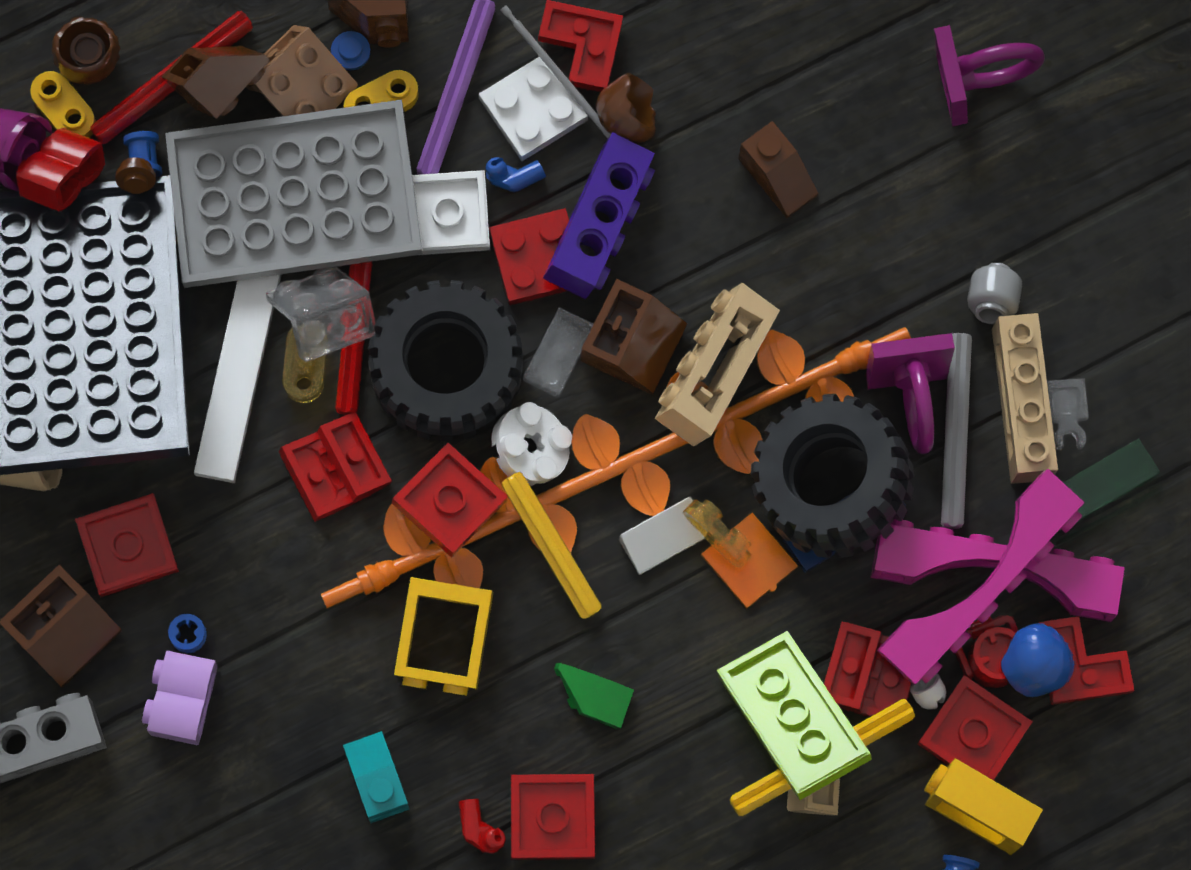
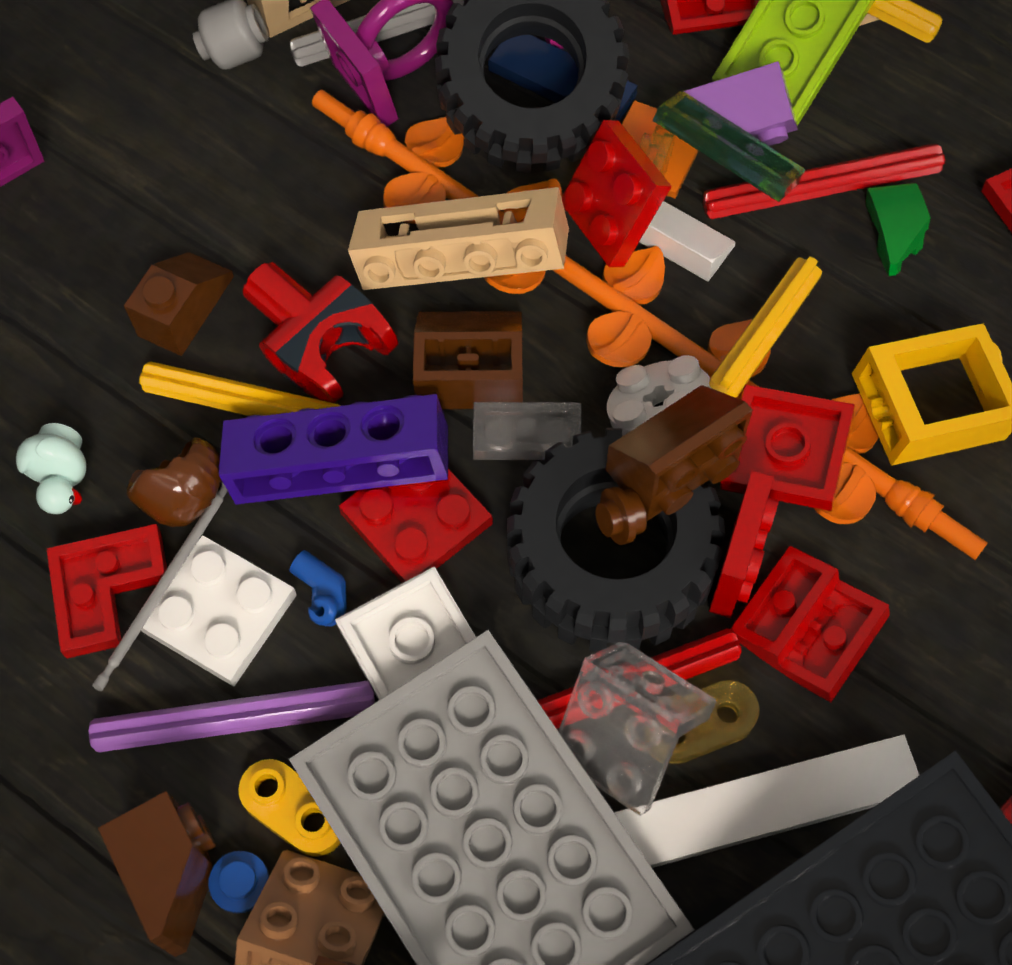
camera: 110 degrees left, 10 degrees down
(388, 427) = (745, 545): none -> red plate
(443, 349) = (621, 514): none -> reddish brown plate
(465, 399) = (681, 449): none -> reddish brown slope
(657, 664) = (829, 180): none -> red axle
(680, 181) = (222, 392): none -> yellow axle
(688, 44) = (55, 463): none -> light aqua animal
(703, 487) = (615, 193): none -> red plate
(706, 592) = (729, 145): none -> clear green tile
(709, 247) = (314, 327): none -> red connector
(740, 632) = (753, 101): none -> medium lavender slope

